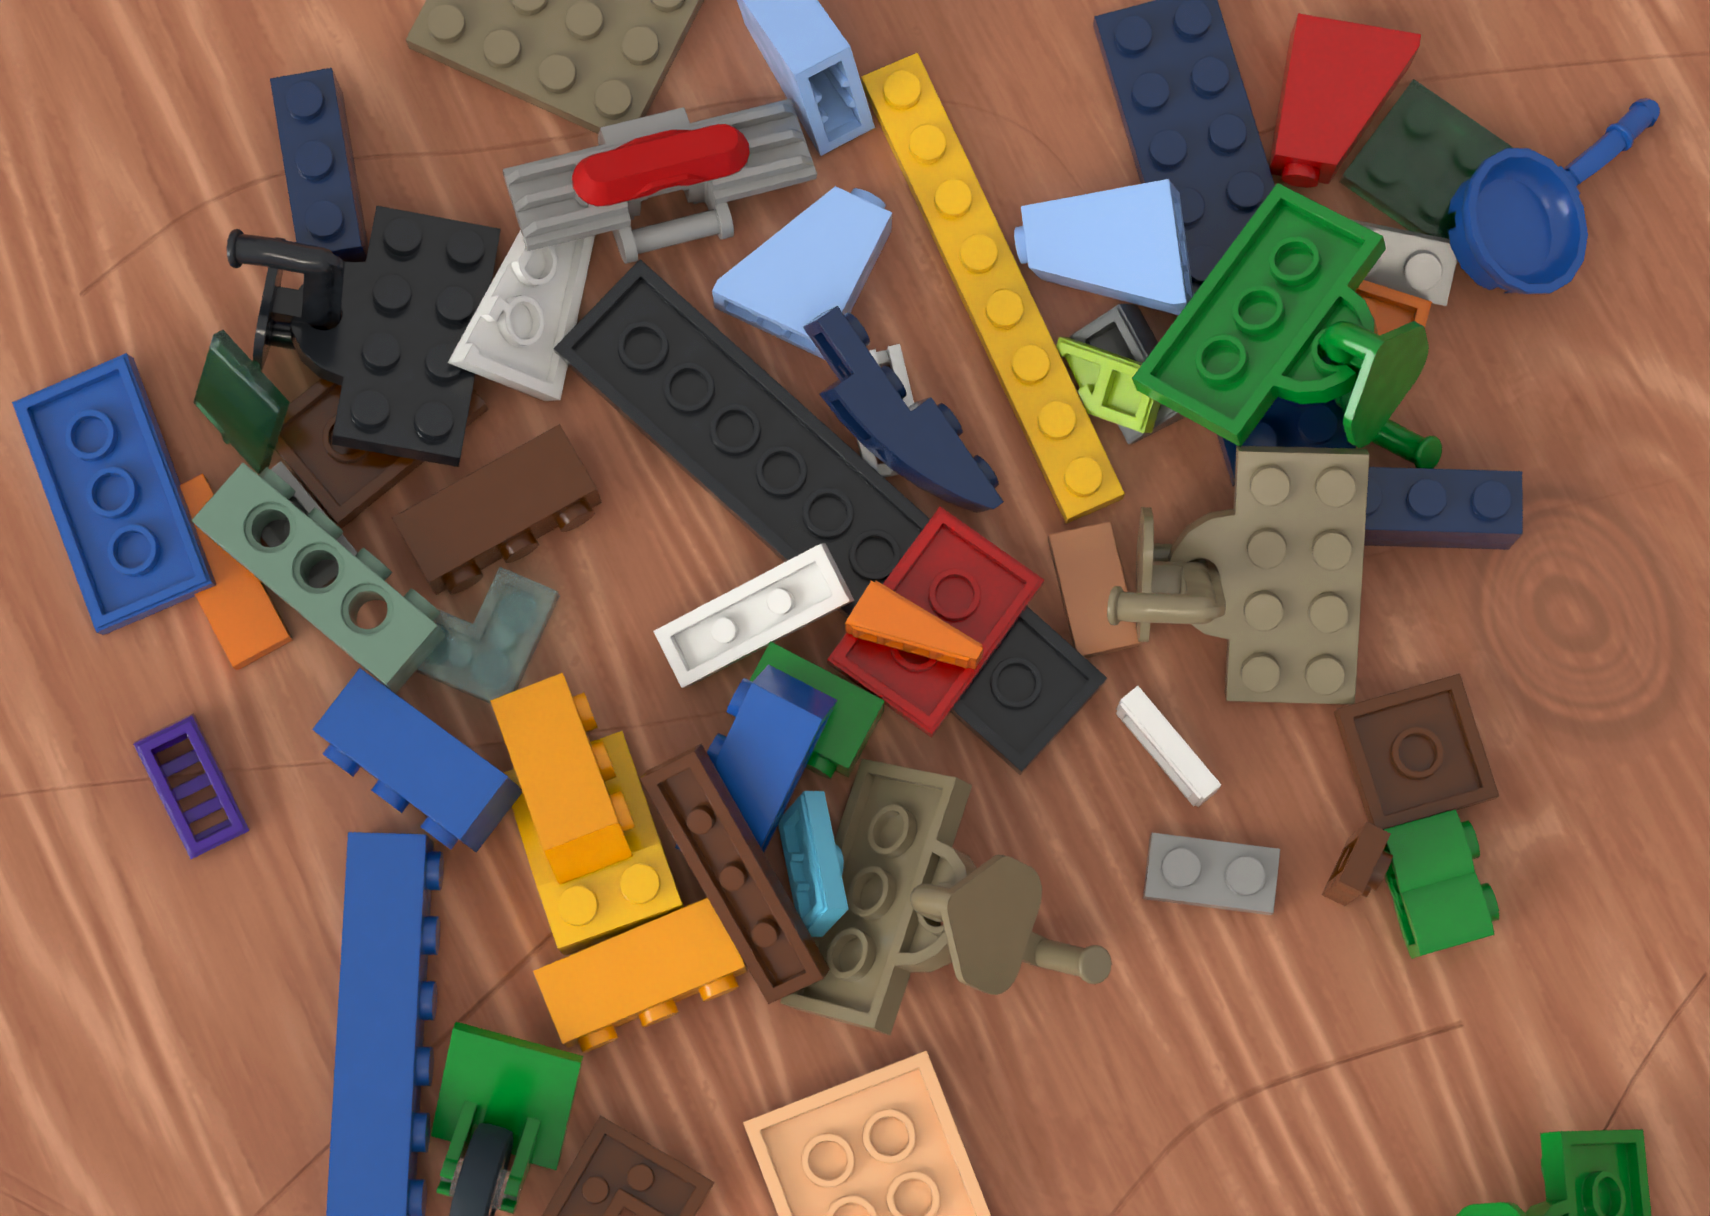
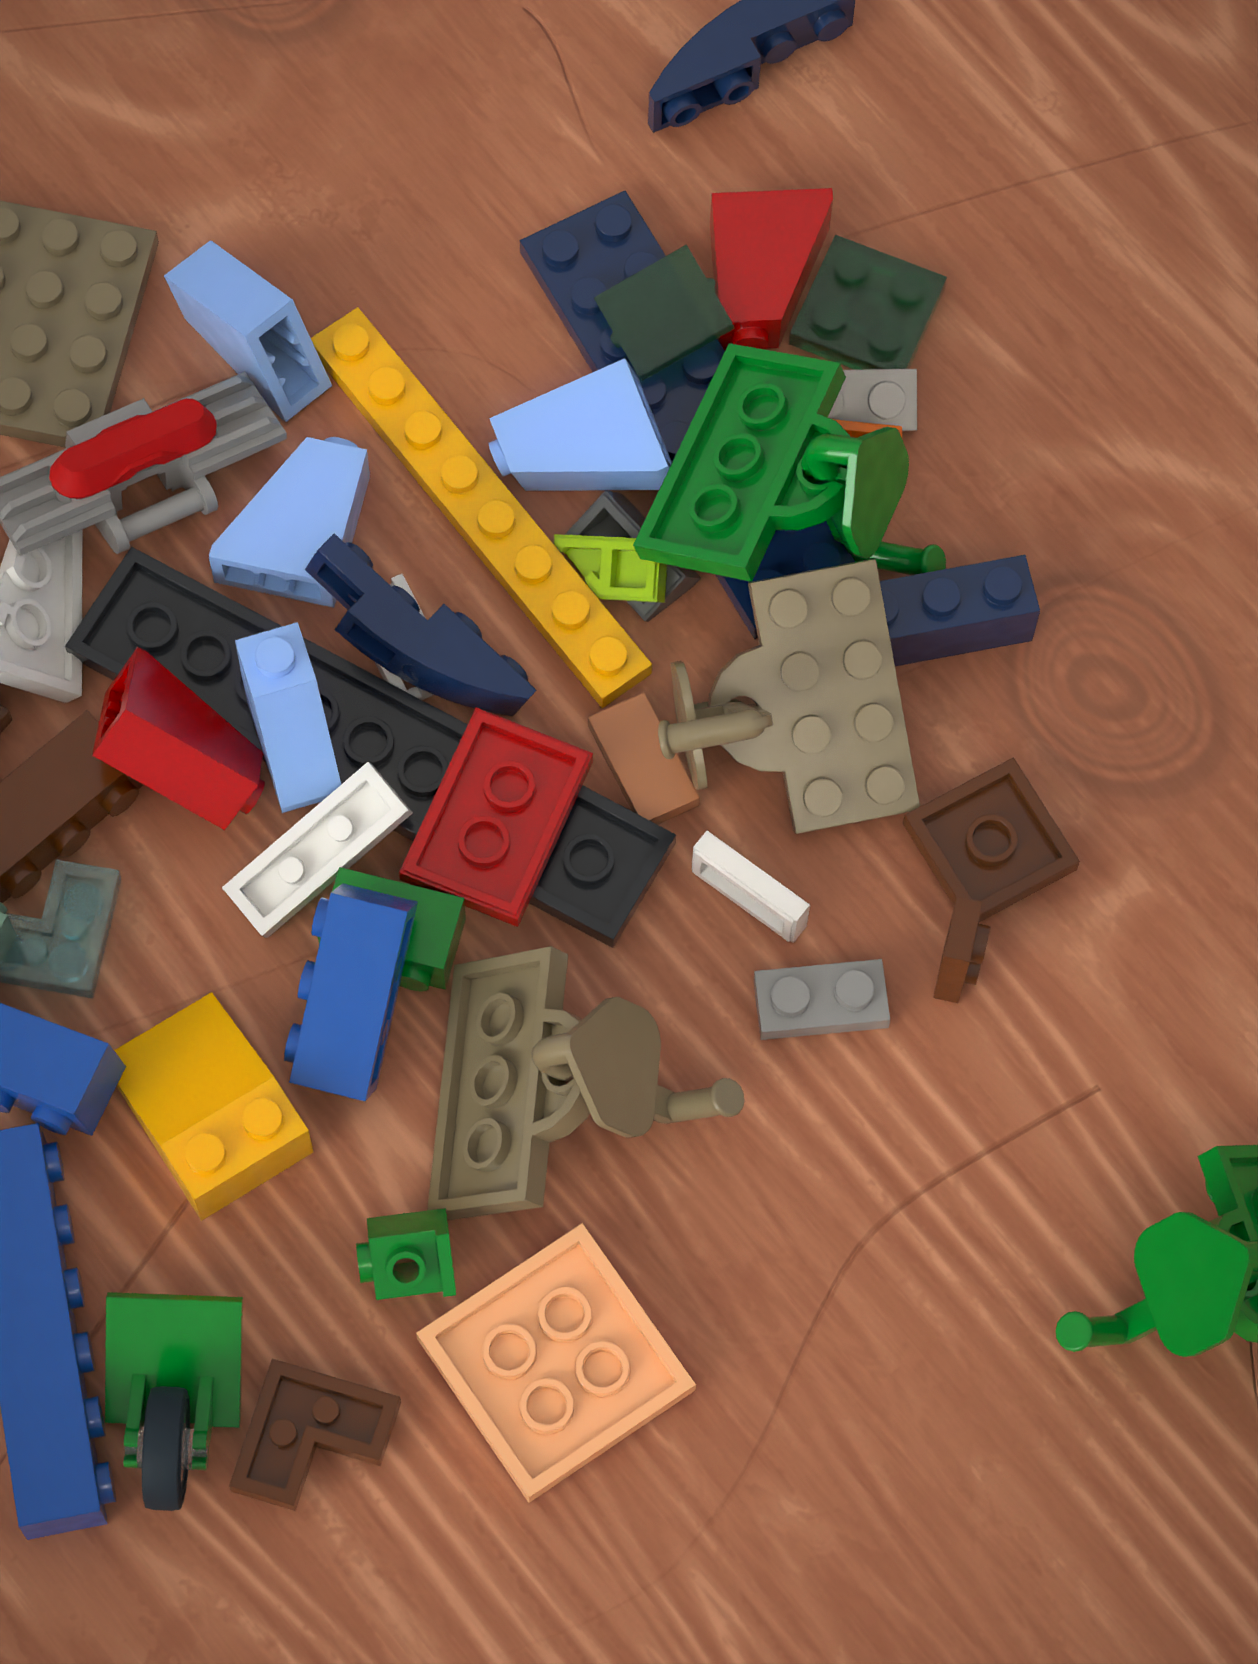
camera: 15 degrees left, 10 degrees down
(564, 777) = (165, 1037): light orange brick -> none
(638, 476) = (176, 743): none -> red slope
(640, 975) = (283, 1213): light orange brick -> none
(734, 874) = (354, 1088): reddish brown plate -> none
(752, 485) = (288, 716): none -> light blue slope
(752, 1043) = (411, 1235): none -> green brick
(813, 862) = (429, 1069): medium azure plate -> none
(900, 624) = (469, 818): orange slope -> none
(1220, 131) = (664, 312): none -> clear green piece
(1436, 884) = (1041, 958): green brick -> none
(1524, 215) = (967, 330): blue piece -> none

